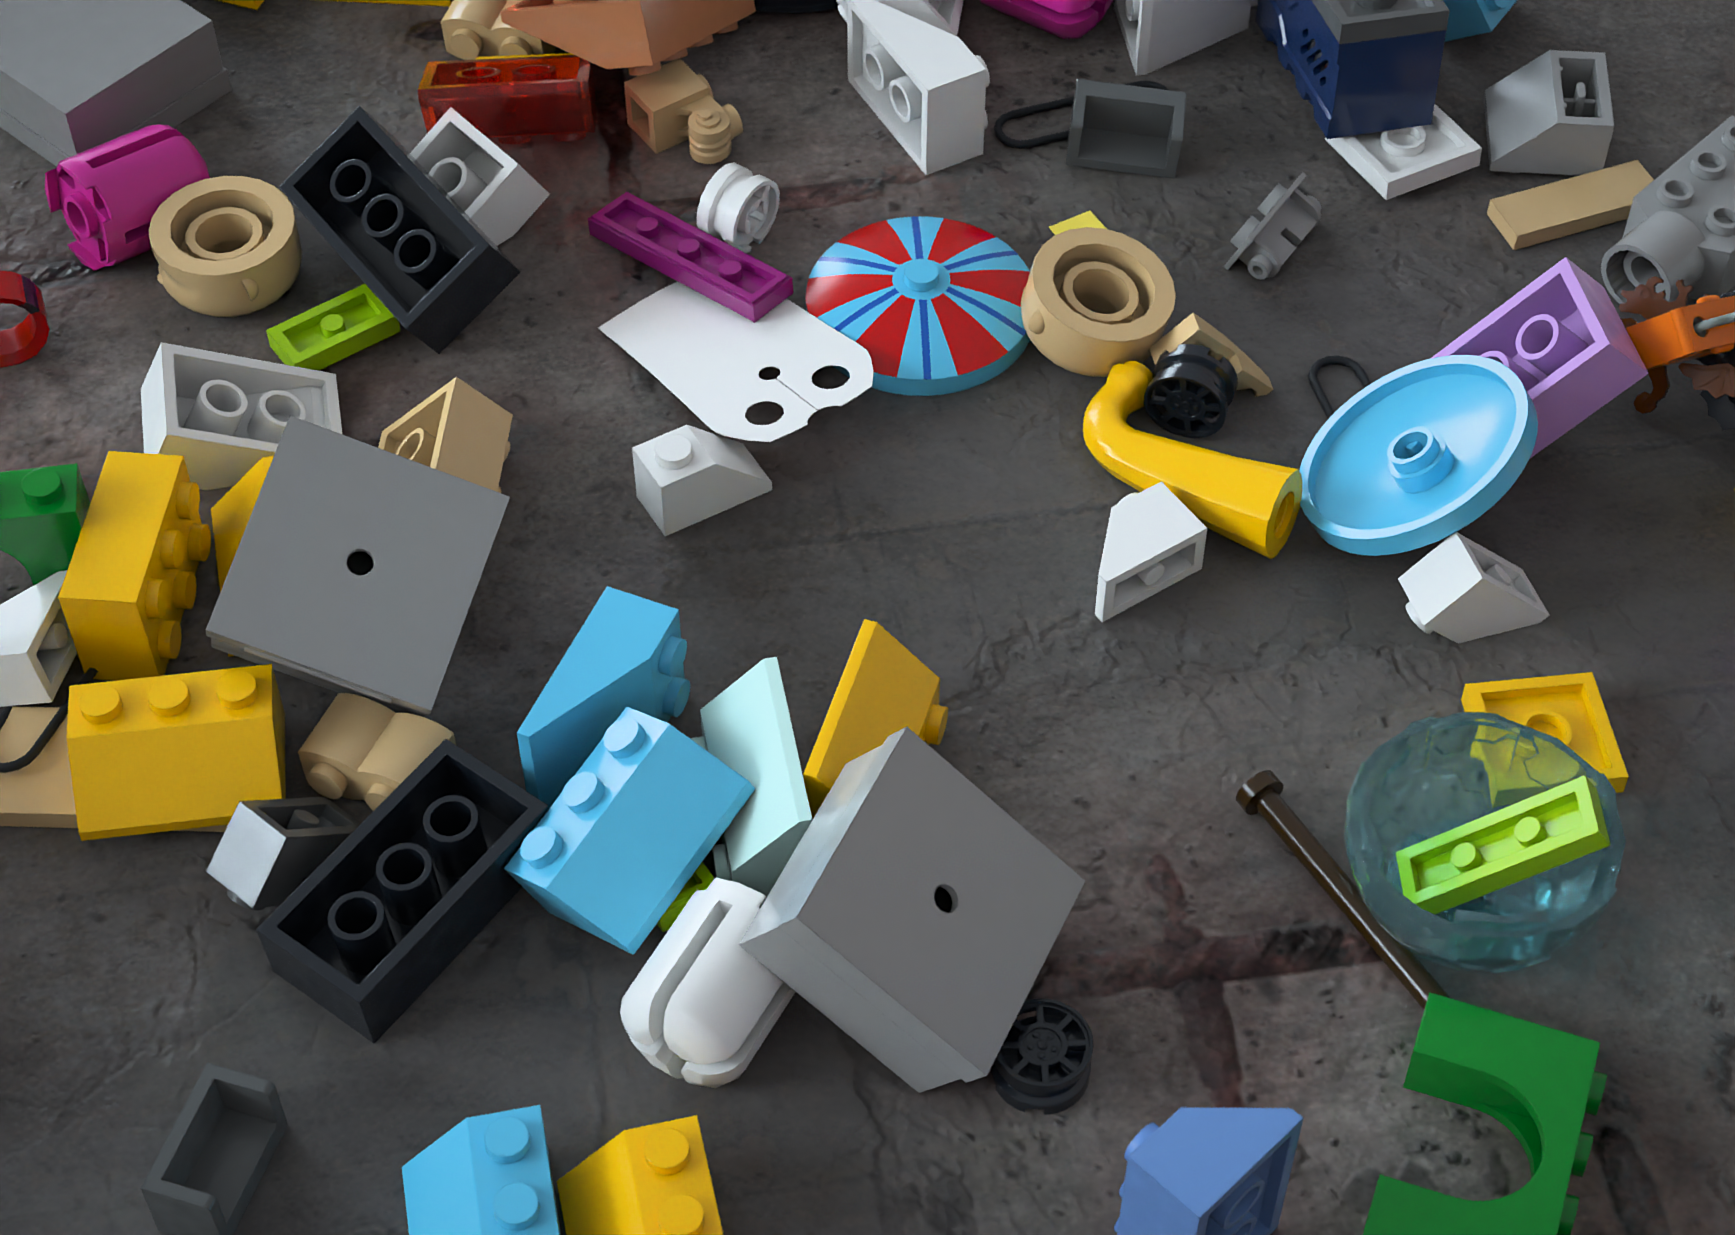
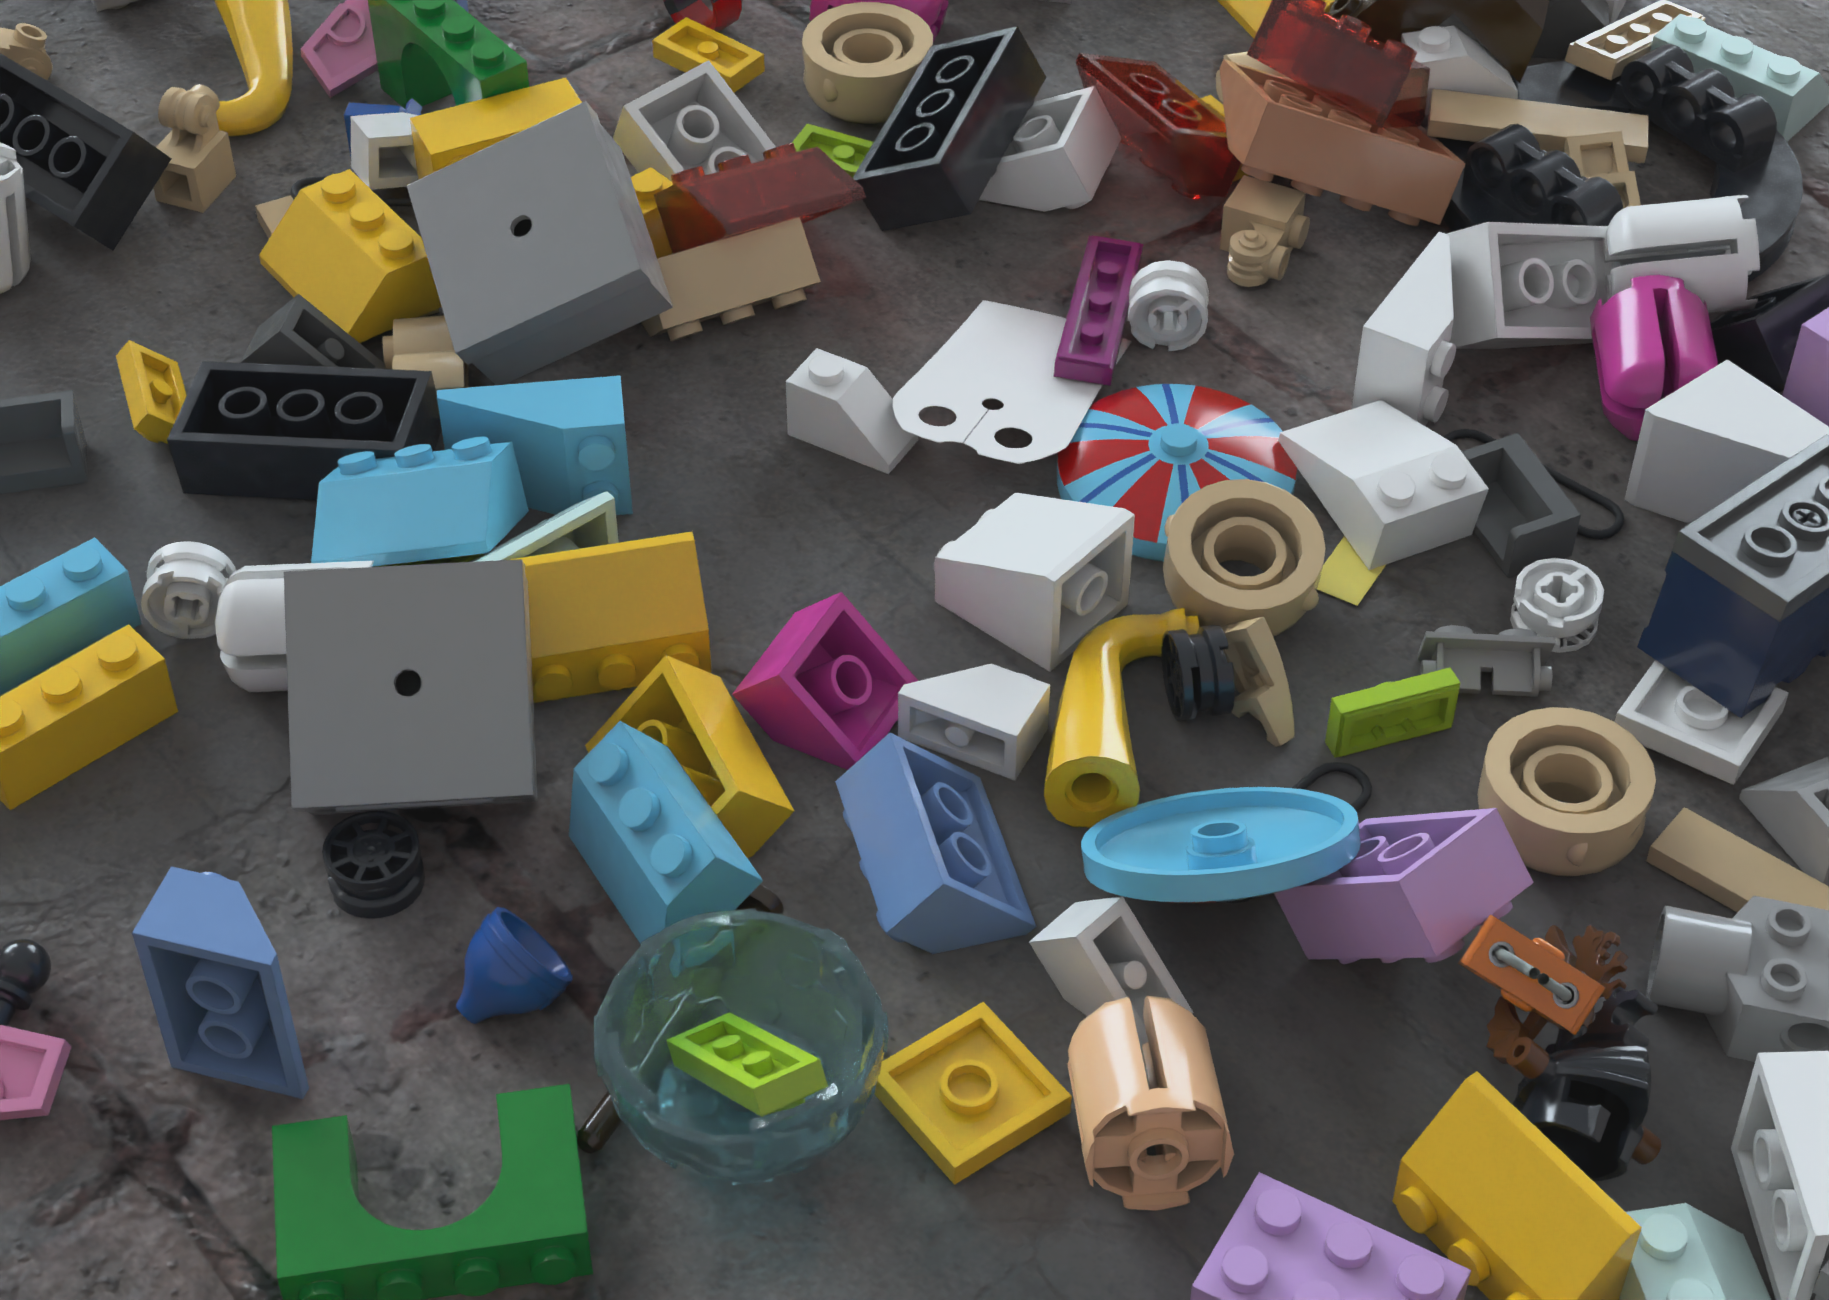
camera: 60 degrees right, 5 degrees down
(79, 359) = (692, 44): none -> yellow plate
(203, 1003) = (151, 390): none -> yellow plate
(394, 386) = (753, 195): none -> clear red slope
(573, 1072) = (186, 589): none -> white wheel
(1008, 432) = (1039, 573): none -> white slope
(1032, 635) = (826, 684): none -> dark pink slope
(1041, 178) = (1387, 481): none -> white slope
(1088, 775) = (713, 745): none -> yellow slope
(1187, 828) = (653, 835): none -> medium azure slope
(1242, 160) = (1558, 601): none -> white wheel
(1250, 998) = (509, 969): none -> blue helmet
(1273, 652) = (931, 850): none -> medium blue slope
(1297, 302) = (1392, 712): none -> lime plate
(1458, 246) = (1576, 760): none -> tan piece
(1629, 622) = (1147, 1099): none -> light nougat cylinder

